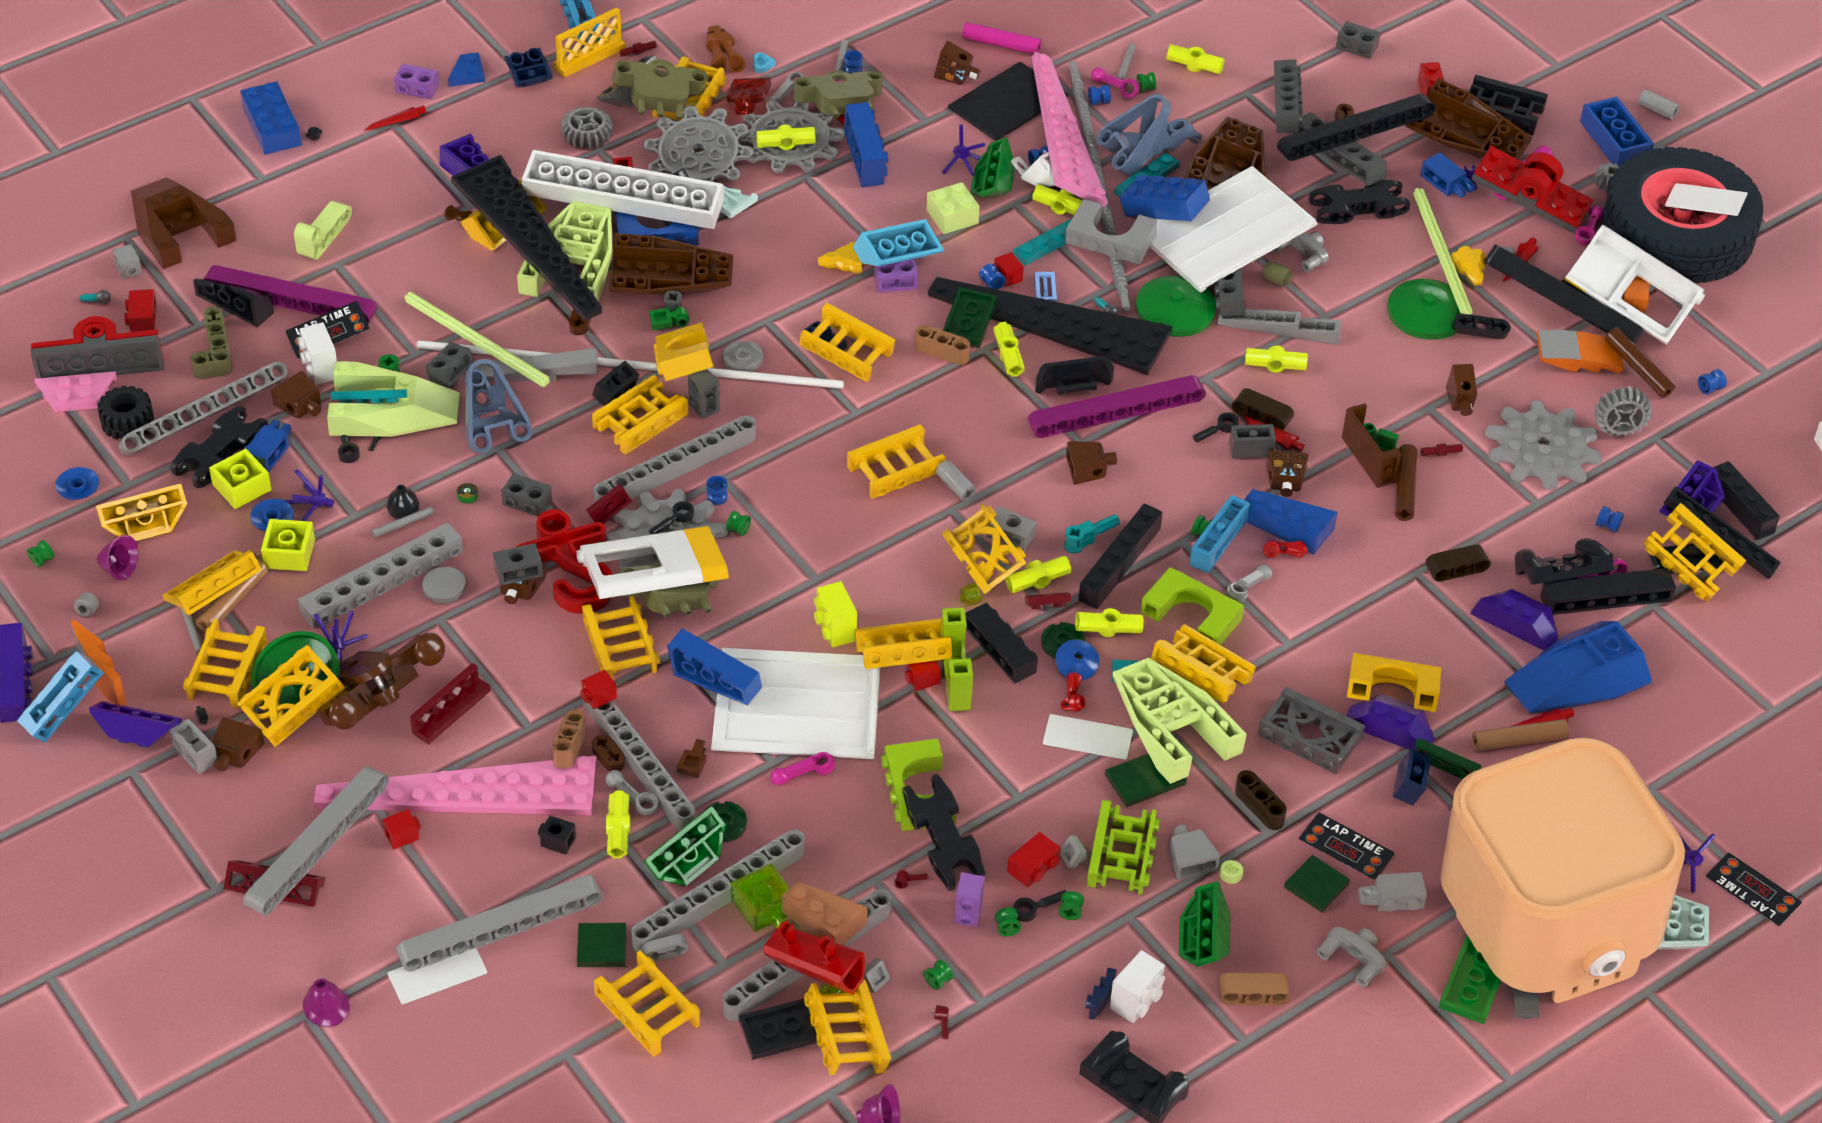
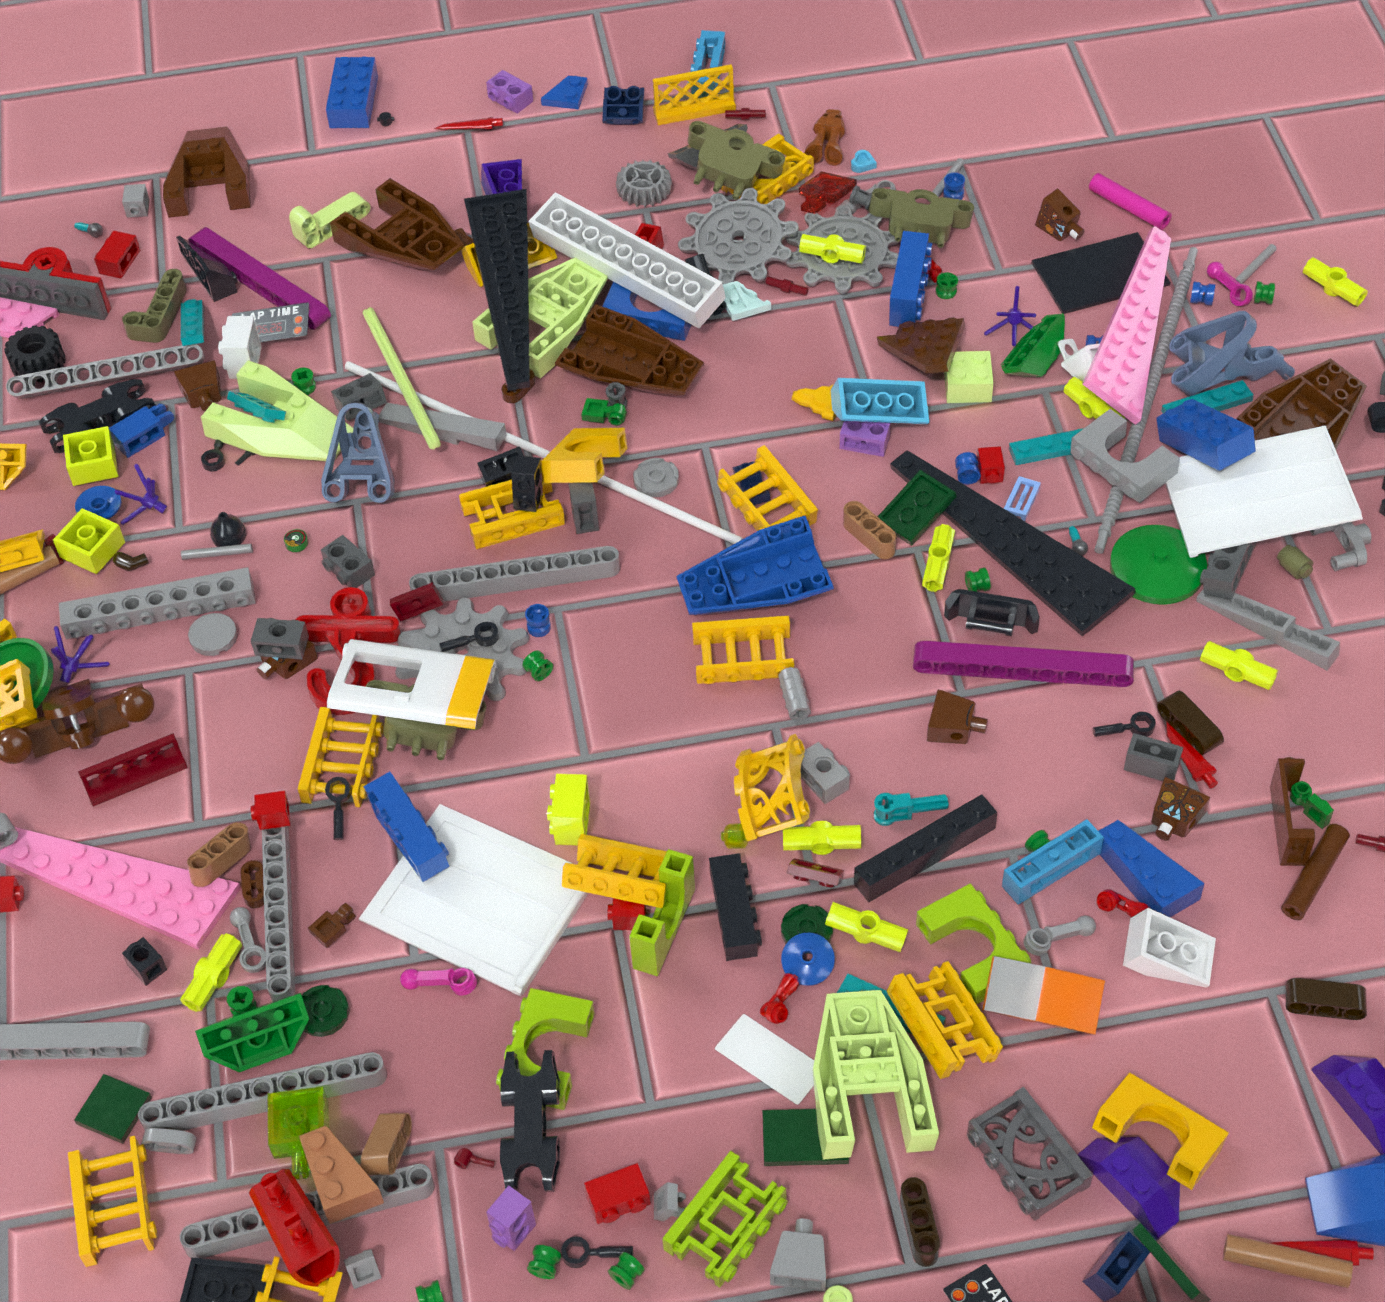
camera: 30 degrees right, 5 degrees up
(258, 346) = (192, 322): none -> teal plate
(330, 553) = (128, 562): none -> dark brown arm
(409, 221) = (411, 237): none -> reddish brown wedge
(645, 678) = (338, 813): none -> black piece
(652, 385) = (527, 483): none -> black brick
(661, 832) = (236, 995): none -> green wheel
(760, 178) = (787, 286): none -> dark red bar
(784, 90) = (860, 197): none -> dark grey bush
(842, 883) = (386, 1143): none -> medium nougat beam
(875, 400) = (757, 572): none -> blue wedge
(892, 143) = (946, 285): none -> green wheel
(905, 191) = (926, 344): none -> reddish brown wing
(1049, 355) = (978, 580): none -> green wheel
(1264, 623) = (1043, 995): none -> slope
(1332, 566) = (1168, 949): none -> white slope

